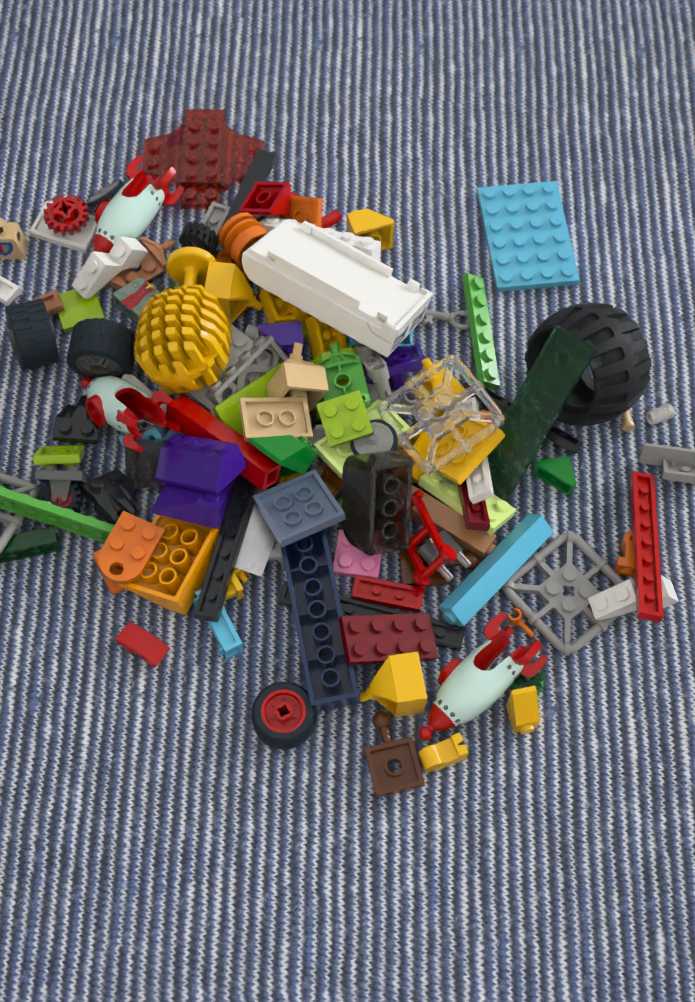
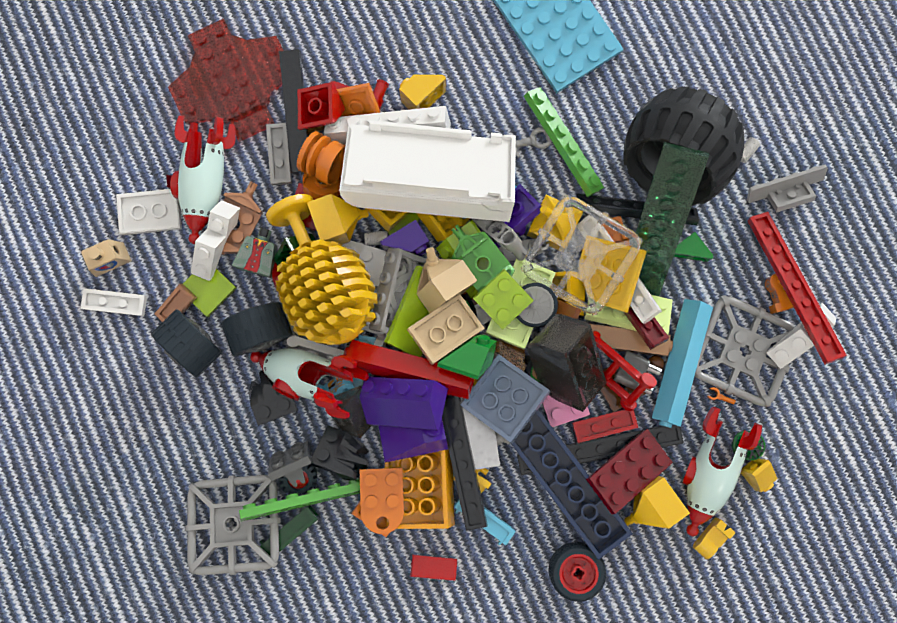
camera: 25 degrees left, 20 degrees up
(58, 221) = (135, 206): red gear -> none
(64, 454) = (274, 440): lime plate -> none
(104, 193) = (166, 164): wheel -> none
(199, 236) = (280, 177): black tyre -> none
(401, 751) = (671, 556): reddish brown plate -> none

